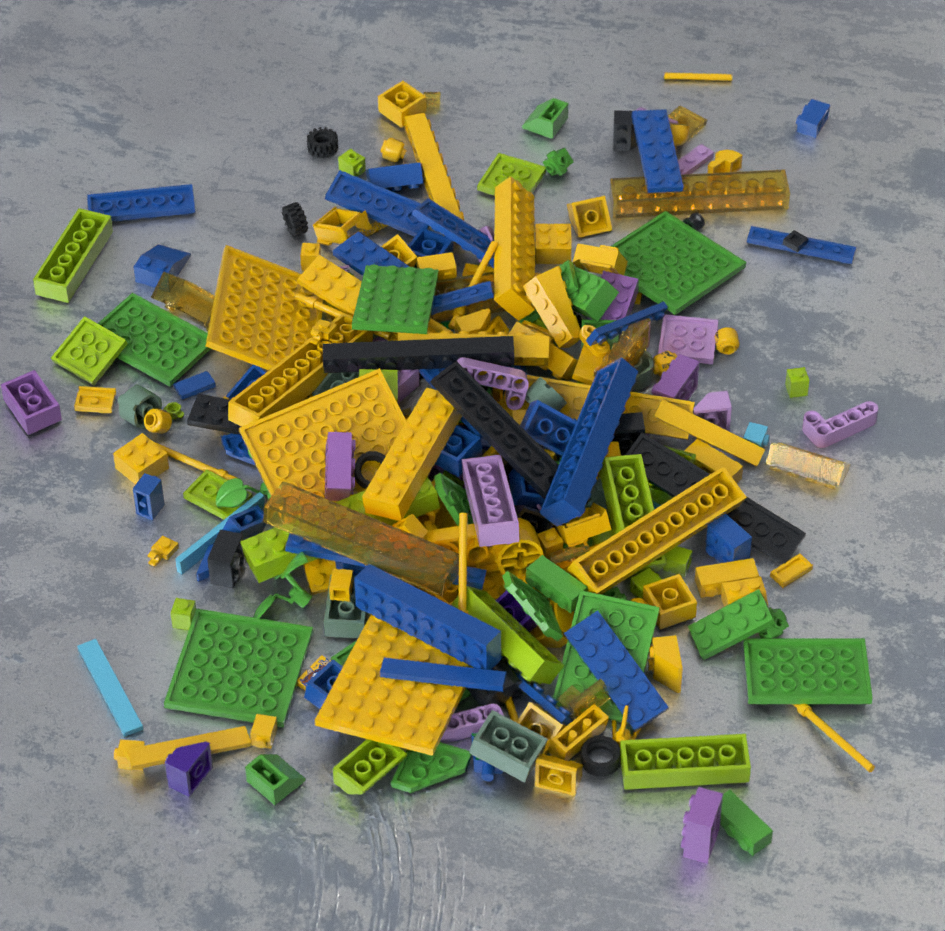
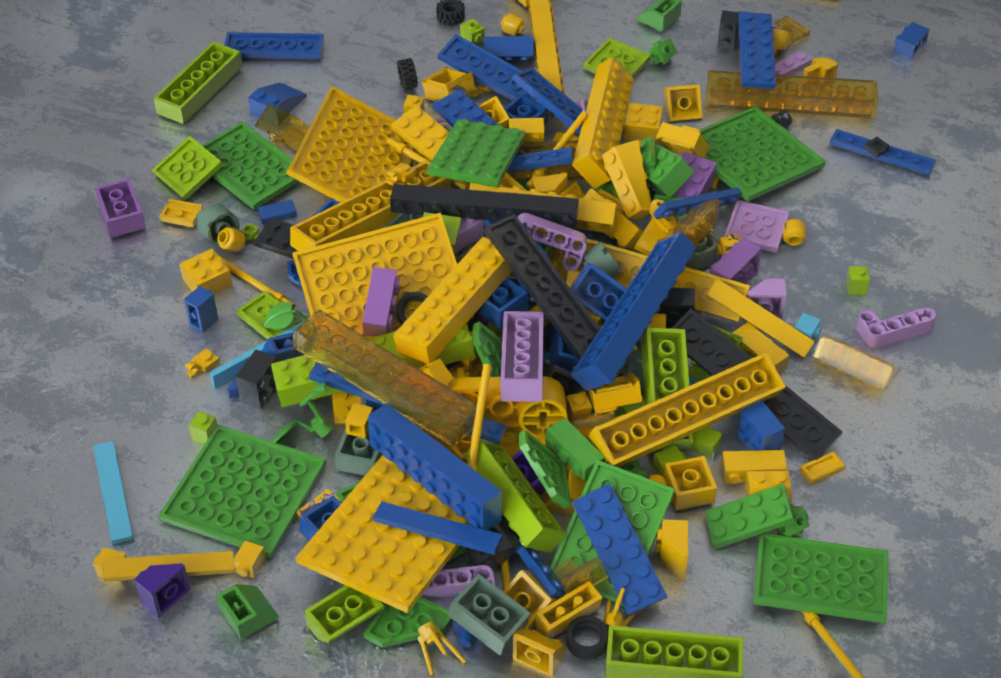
camera: 10 degrees right, 0 degrees up
(456, 773) = (431, 634): none -> yellow plant

